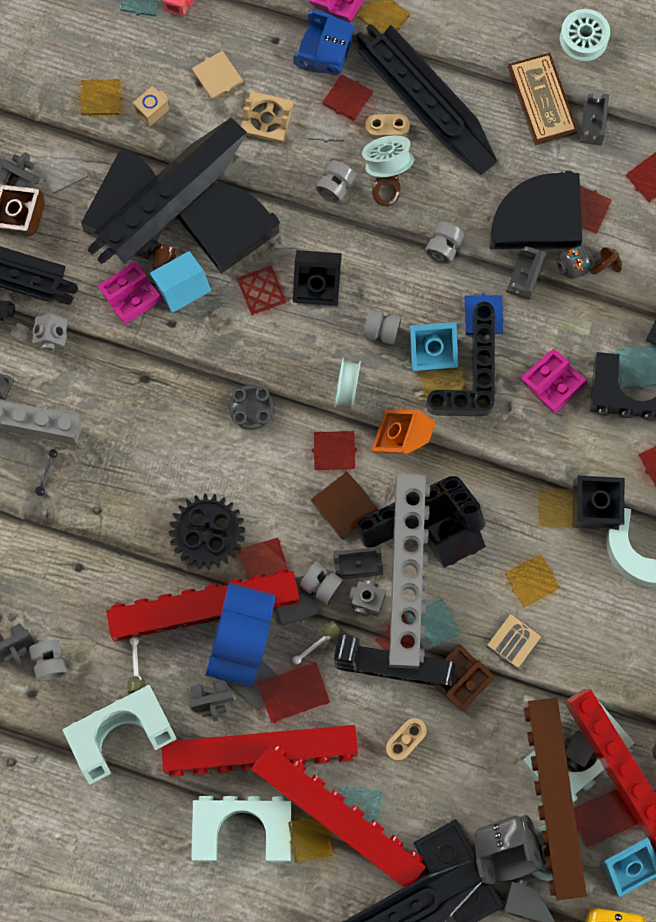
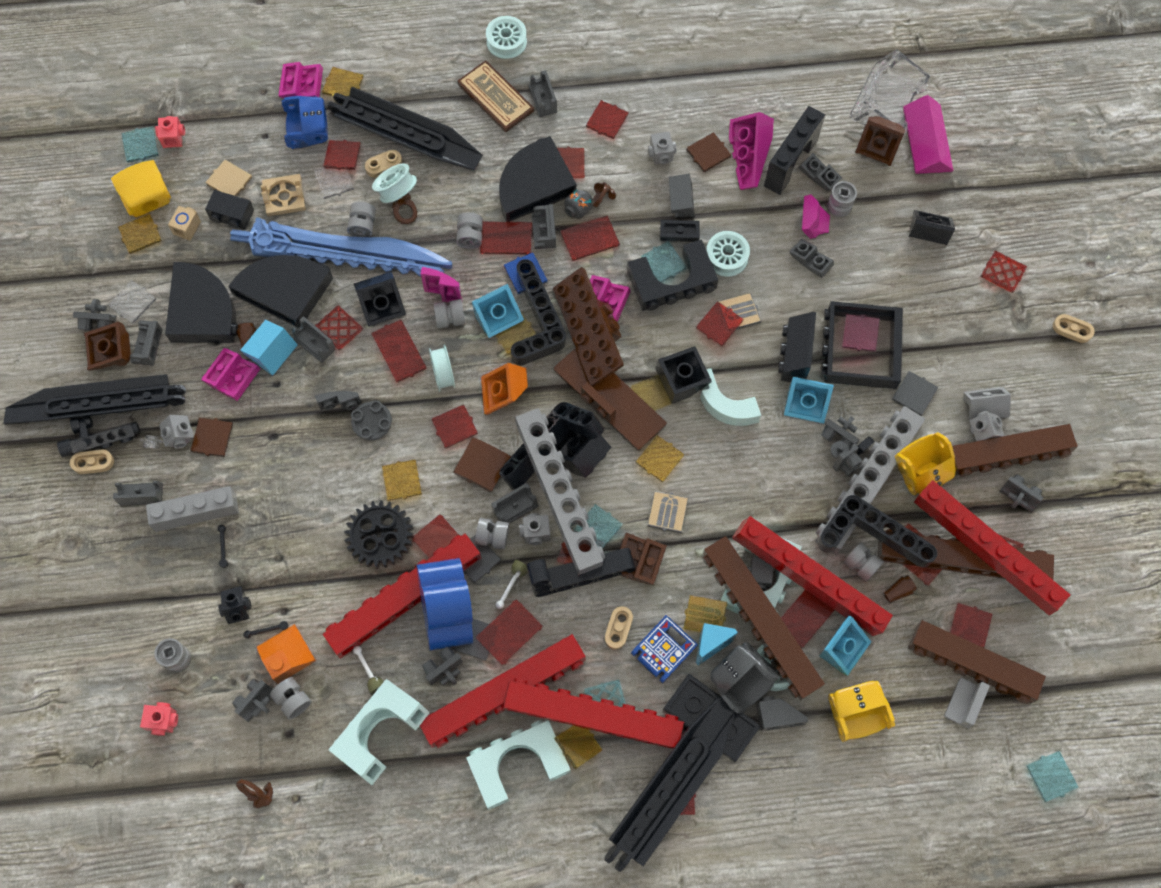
camera: 25 degrees left, 5 degrees down
(32, 540) = (234, 605): none -> black brick
(58, 222) = (146, 343): none -> dark grey hinge
(61, 612) = (285, 654): none -> orange slope
(72, 581) = (283, 625): none -> black hinge
(83, 352) = (211, 437): none -> reddish brown piece
(122, 49) = (141, 188): none -> yellow piece
(168, 193) = (228, 282): black hinge -> none
(202, 110) = (229, 209): none -> black brick
(229, 294) = (313, 340): none -> dark grey hinge
(234, 373) = (347, 399): none -> dark grey slope
(255, 484) = (401, 480): none -> clear yellow piece
(312, 343) = (399, 351): none -> clear red piece
(342, 219) = (384, 252): none -> medium blue piece
(385, 288) = (440, 283): none -> dark pink slope
(438, 784) = (662, 651): none -> blue container
(481, 266) = (506, 238): none -> clear red piece
(495, 798) = (712, 640): none -> medium azure slope
(500, 767) = (704, 610): none -> clear yellow piece
(510, 490) = (613, 402): none -> reddish brown bracket
(524, 405) = (590, 326): none -> reddish brown bracket
(571, 305) = (590, 238): none -> clear red piece

